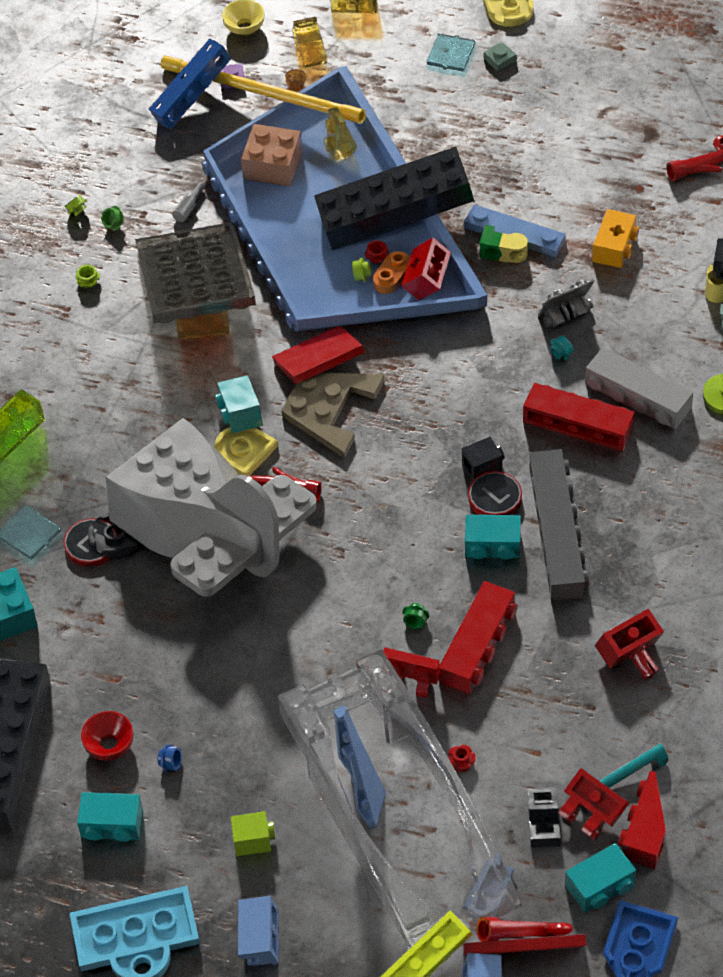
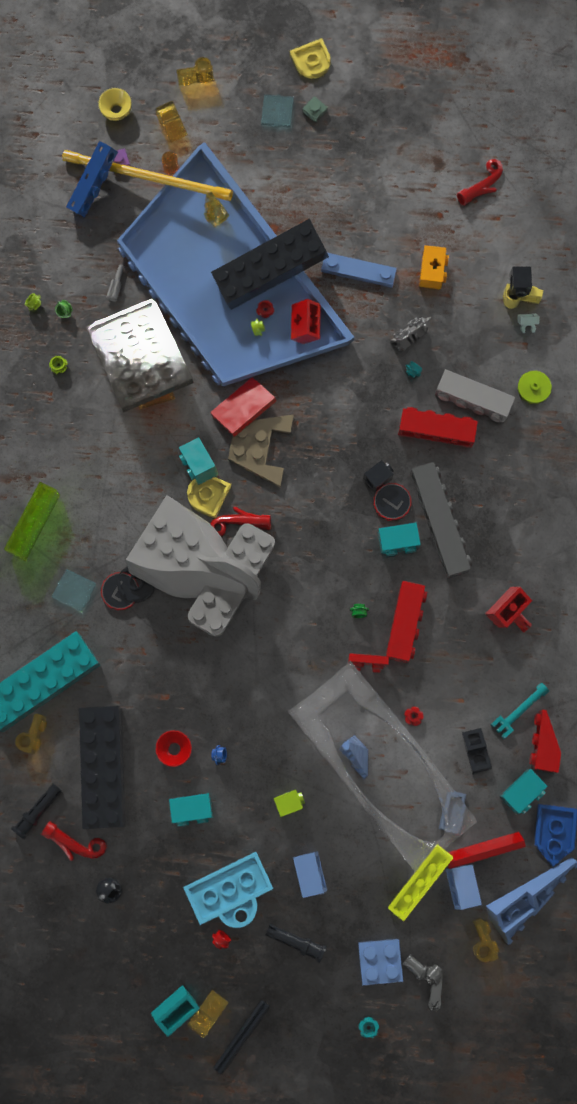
camera: 15 degrees left, 25 degrees up
(271, 155) = (168, 234): nougat brick -> none
(394, 268) = (280, 323): orange plate -> none
(492, 929) = (466, 851): red plant -> none
(502, 246) = (354, 287): leg -> none
(597, 798) = (511, 735): red plate -> none

